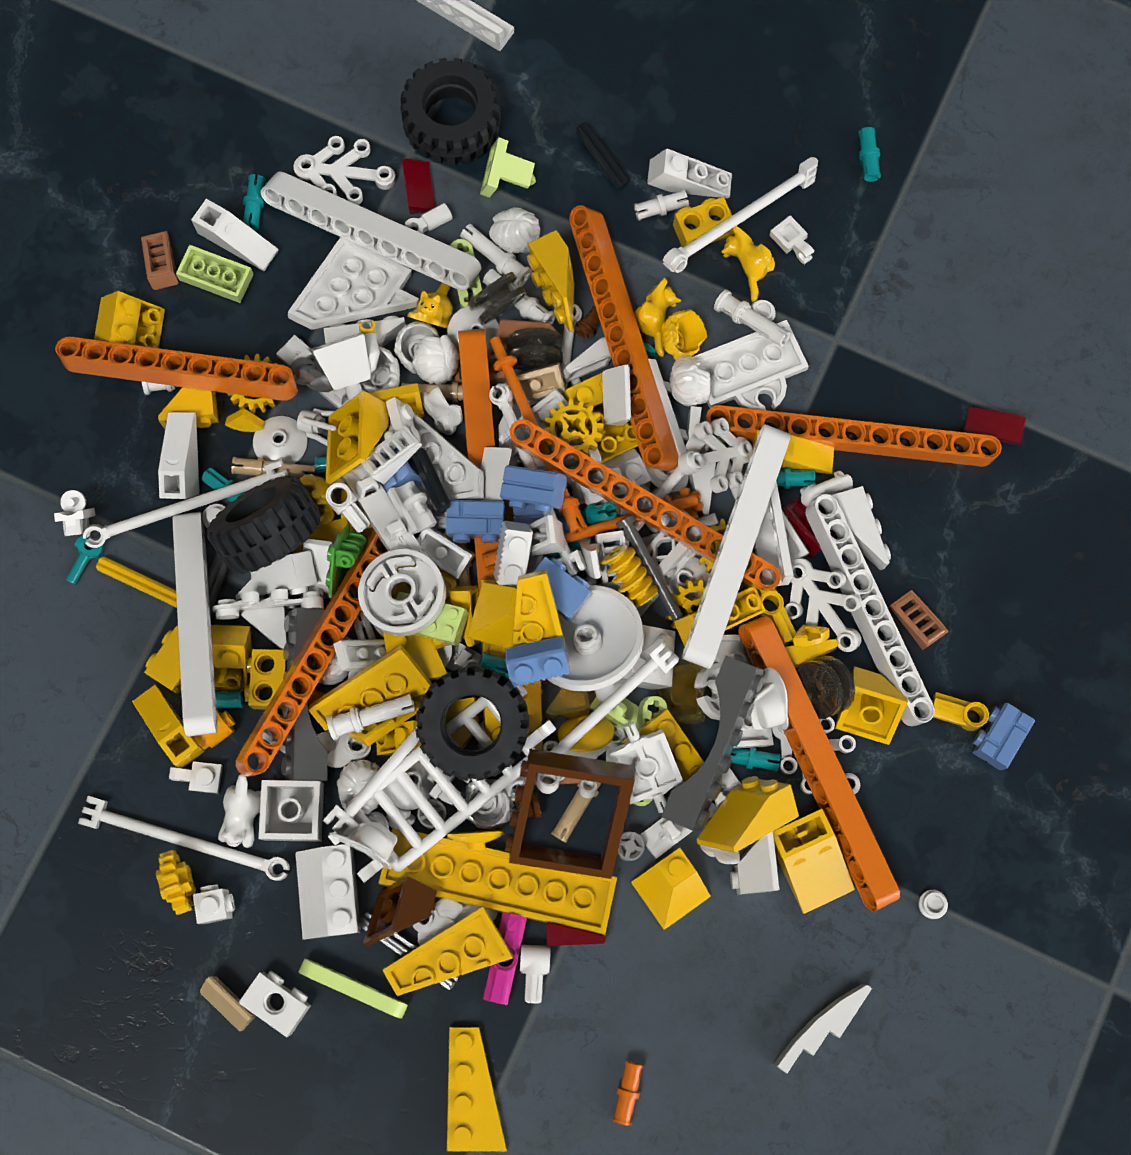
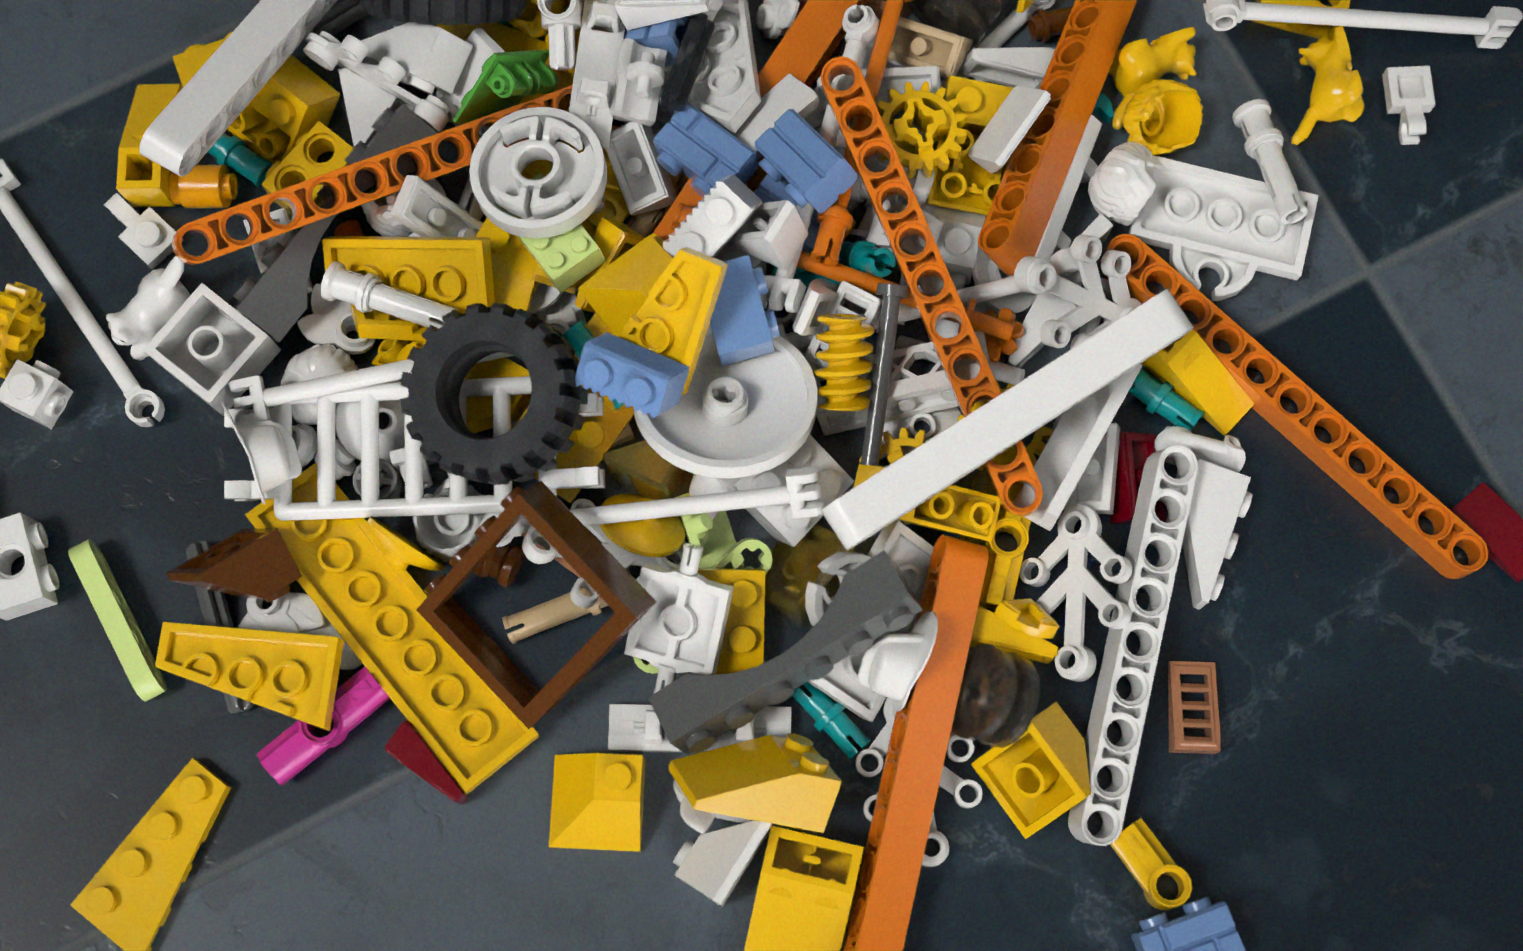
camera: 45 degrees right, 0 degrees up
(328, 891) = (182, 483): white slope -> none
(534, 963) = (355, 760): white axle -> none
(631, 842) = (582, 701): light grey wheel -> none
(764, 308) = (1300, 163): white plate -> none

